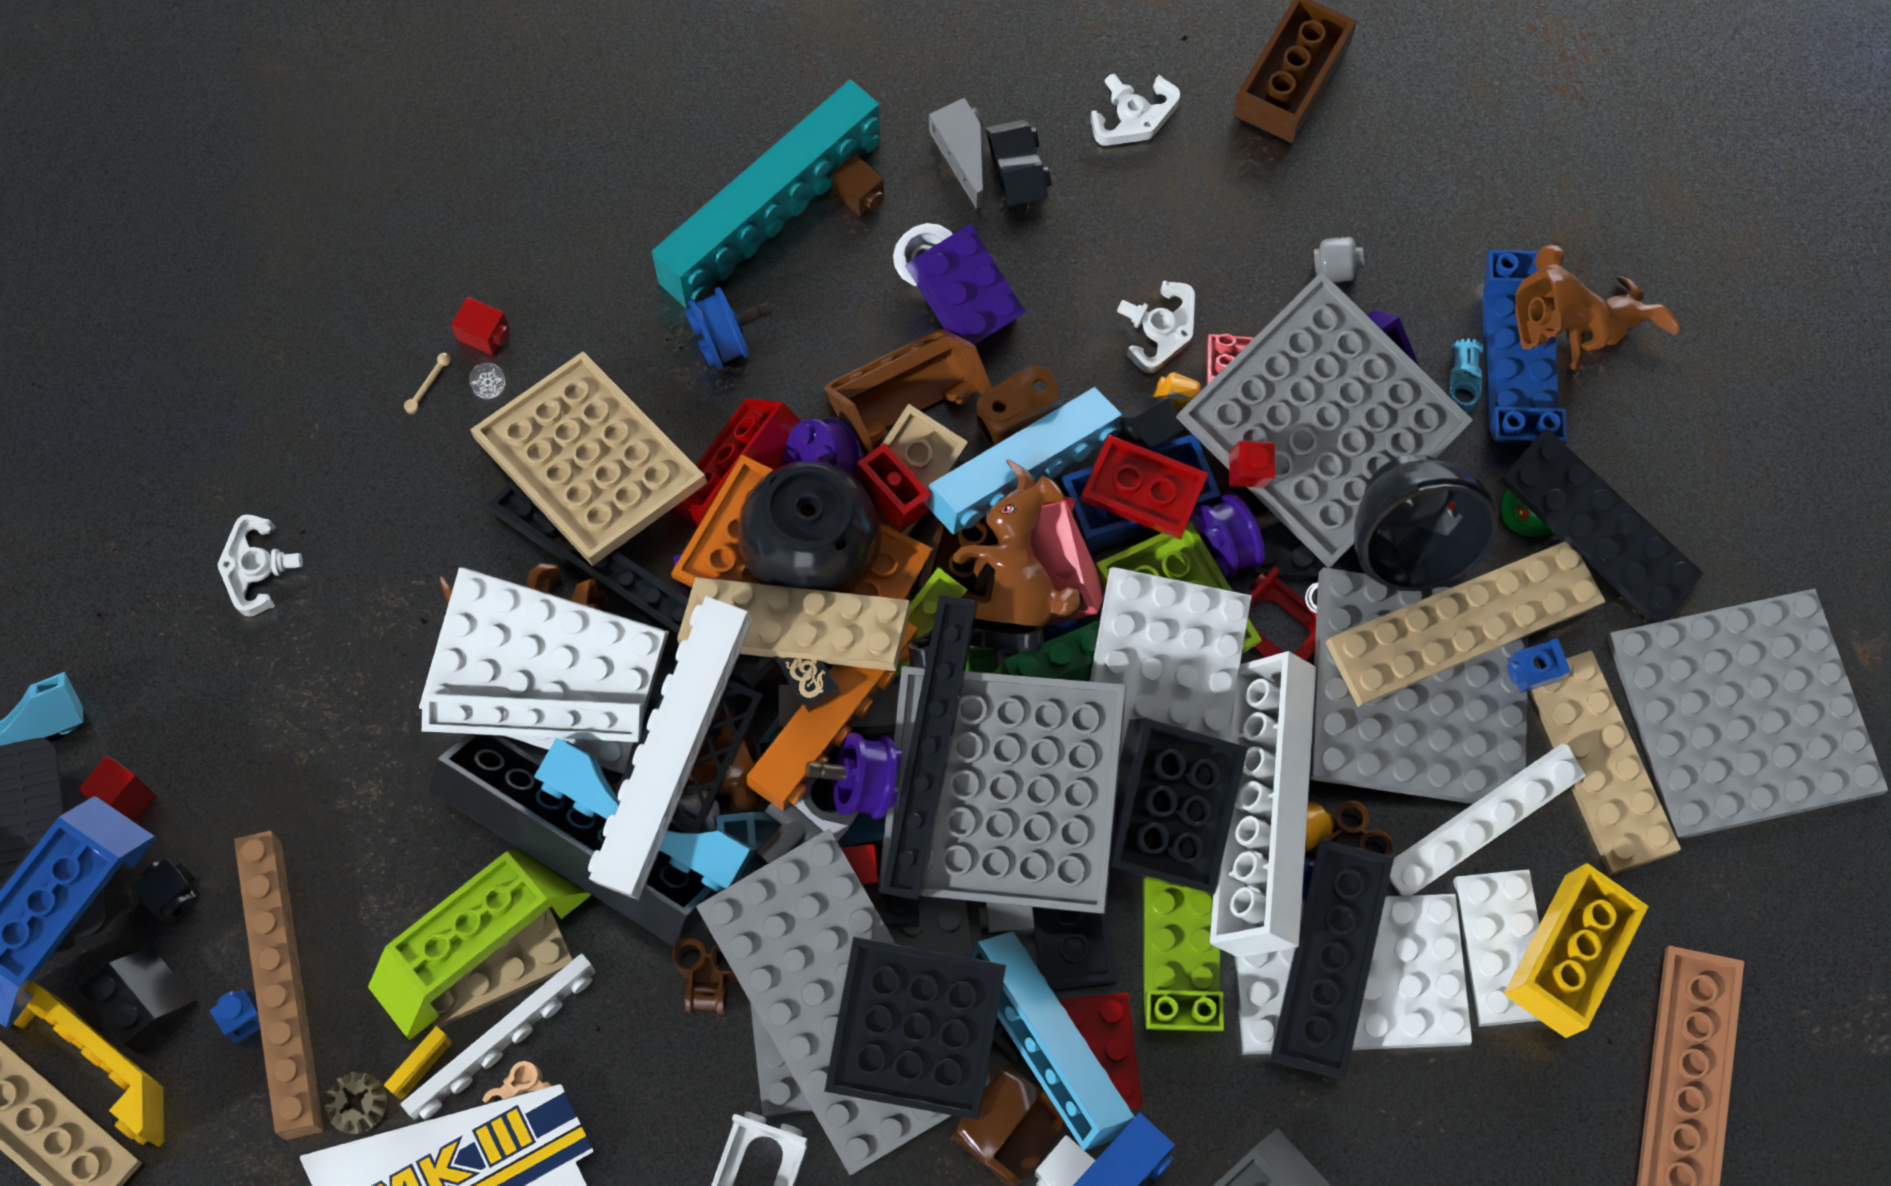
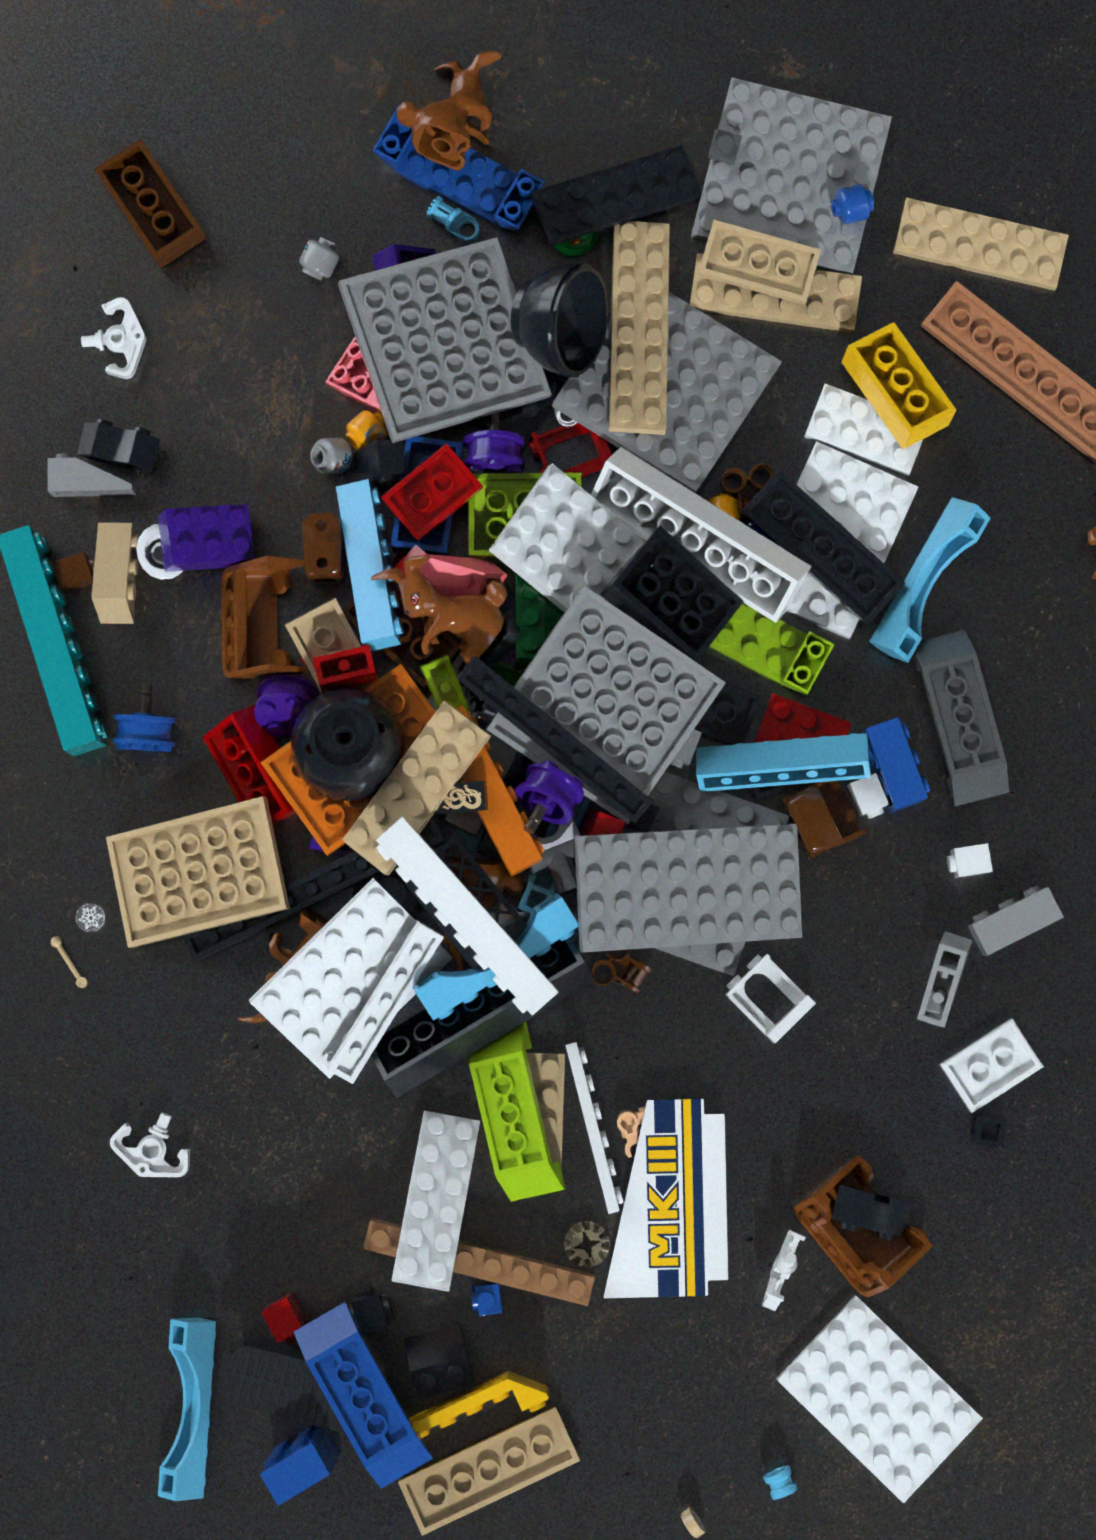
camera: 60 degrees left, 15 degrees up
(325, 894) = (436, 1201): none -> white plate
(418, 1063) = (583, 1189): yellow tile -> none
(480, 326) = (46, 902): red brick -> none
(874, 222) = (115, 573): none -> tan wedge
(915, 1028) = (736, 846): black plate -> none
(1128, 374) = (331, 456): none -> light grey head
(1169, 329) = (307, 408): white piece -> none
(1252, 464) = (459, 410): red brick -> none
(1438, 1110) = (954, 532): none -> medium azure arch
(1485, 820) = (779, 392): white plate -> none
(1551, 661) = (697, 286): blue brick -> none
(1623, 719) = (759, 262): none -> tan plate
(1730, 616) = (724, 146): none -> dark grey plate
(1756, 789) = (852, 204): none -> blue head
(1807, 972) = (980, 244): none -> tan plate

